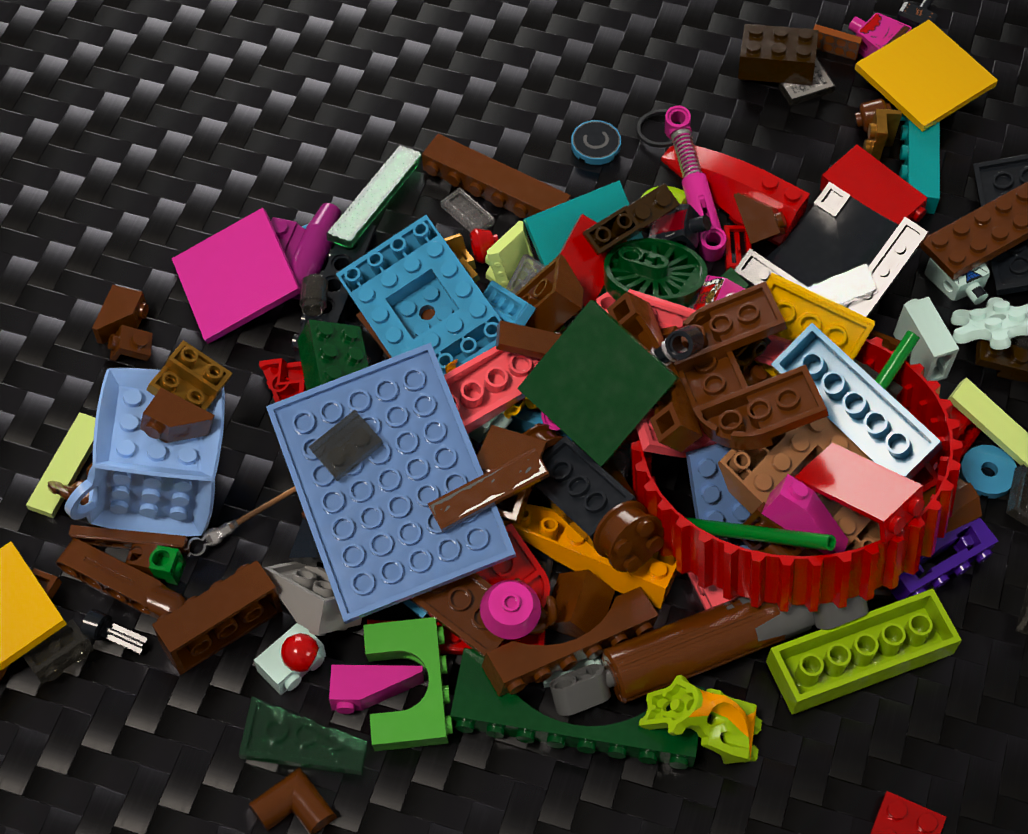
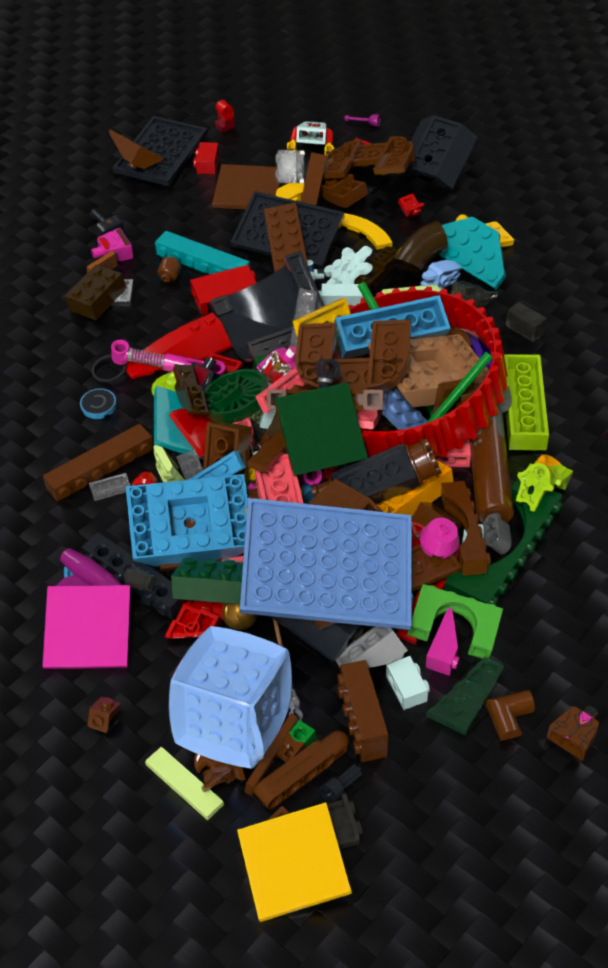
camera: 65 degrees left, 10 degrees down
(120, 308) = (72, 710): reddish brown slope -> none
(174, 418) = (232, 652): reddish brown slope -> none
(191, 376) = (205, 638): pearl gold slope -> none
(299, 652) = (416, 664): red piece -> none
(346, 445) = (295, 572): clear smoke plate -> none
(374, 197) = (72, 526): clear green tile -> none
(488, 489) = (366, 509): reddish brown tile -> none
(760, 219) = (216, 341): reddish brown slope -> none
(800, 509) = (450, 370): dark pink slope -> none
(864, 488) = (456, 333): panel -> none
(882, 131) = (188, 267): pearl gold bracket -> none
(925, 75) = (160, 233): yellow tile -> none

